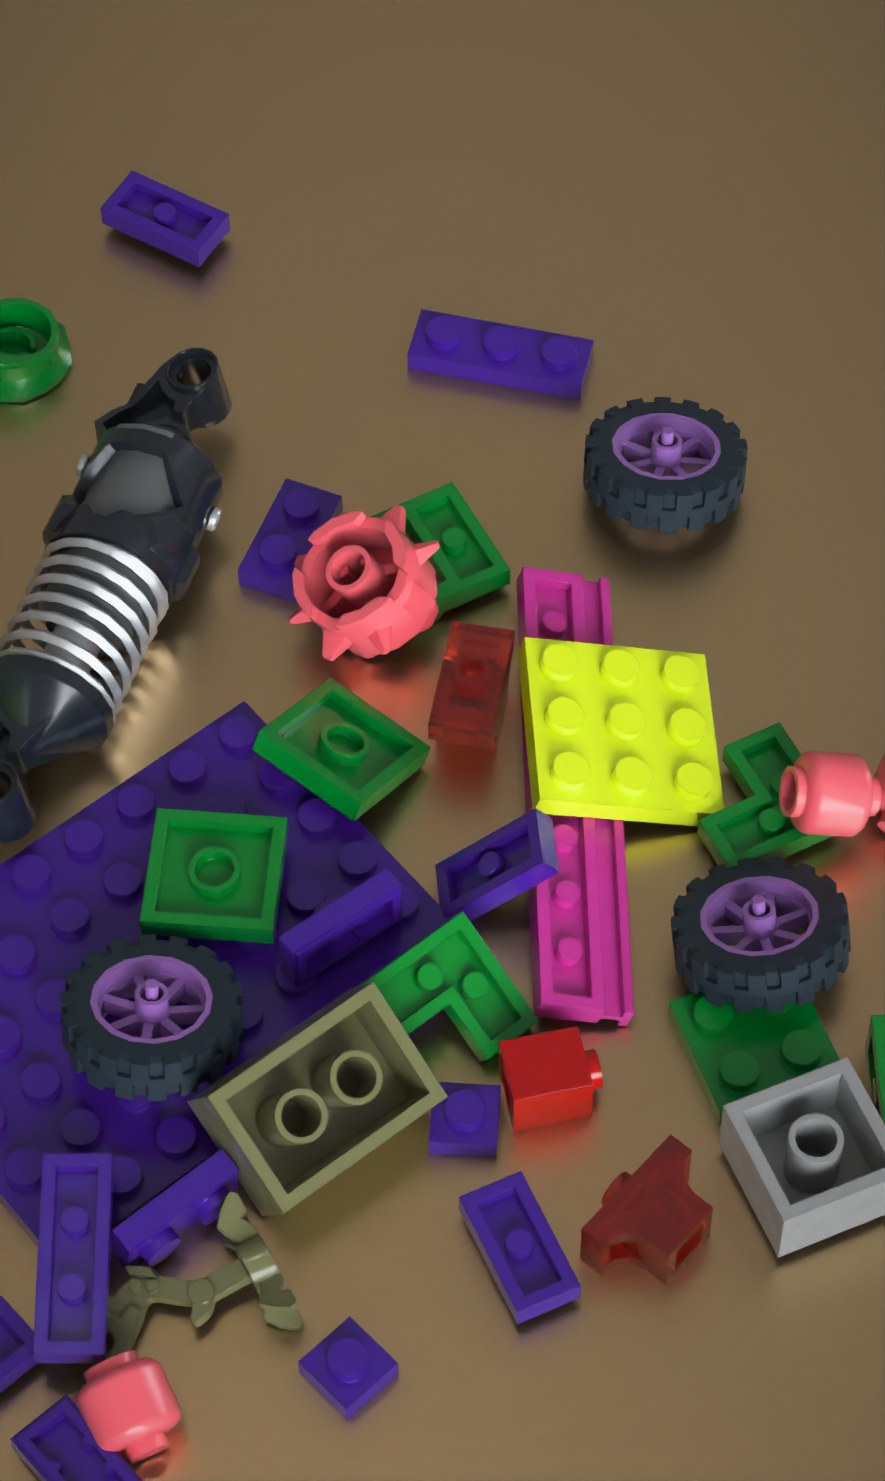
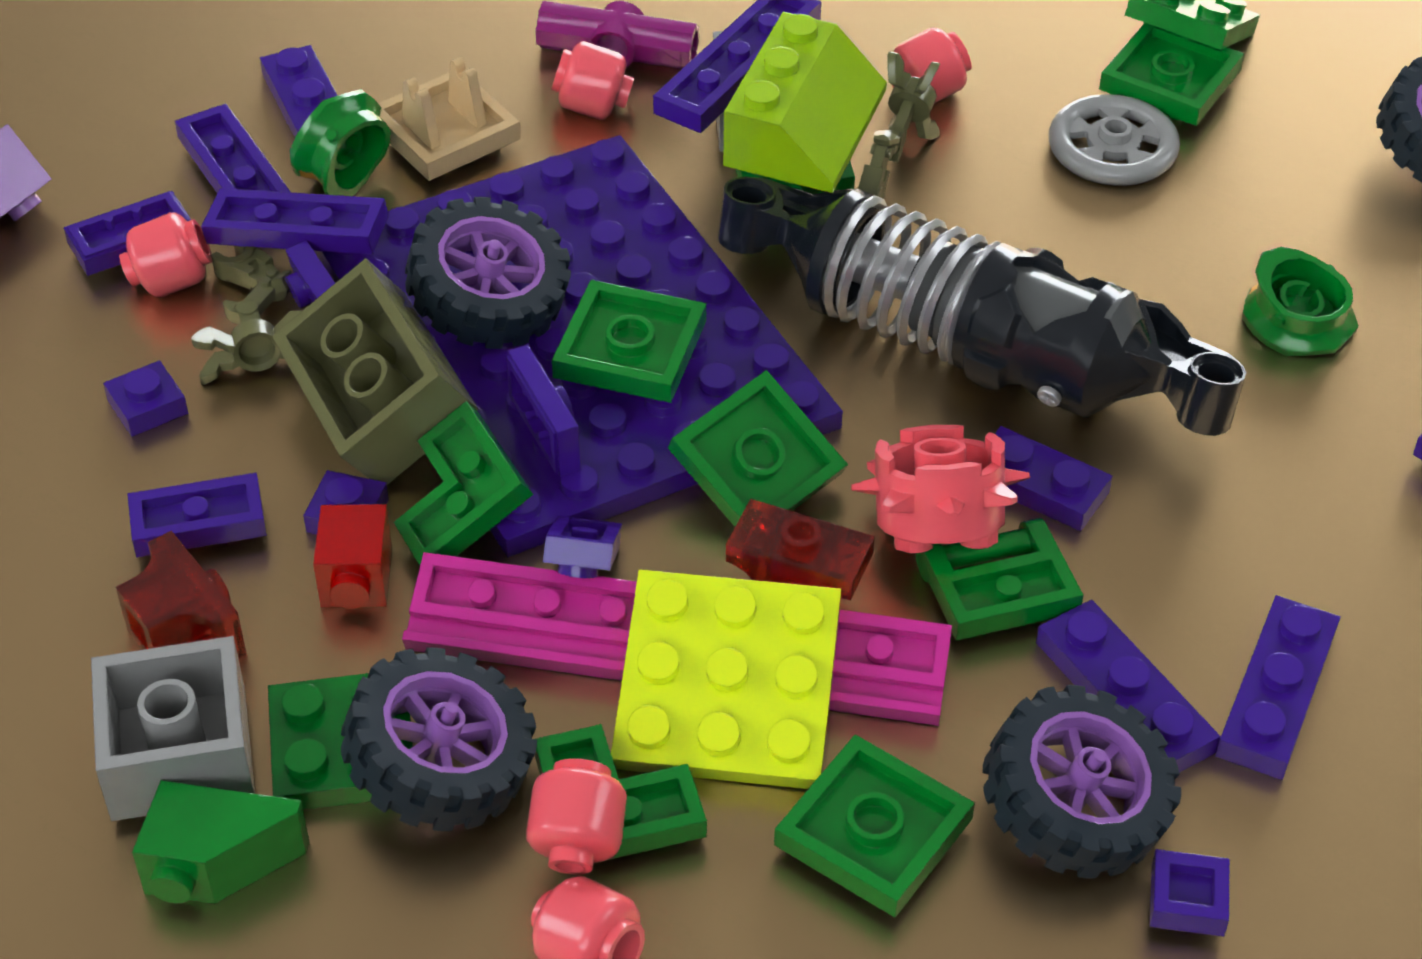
camera: 100 degrees right, 10 degrees down
(528, 458) = (1102, 658): none -> dark purple plate
(737, 611) = (874, 825): none -> green plate
(743, 395) = (1189, 892): none -> dark purple plate

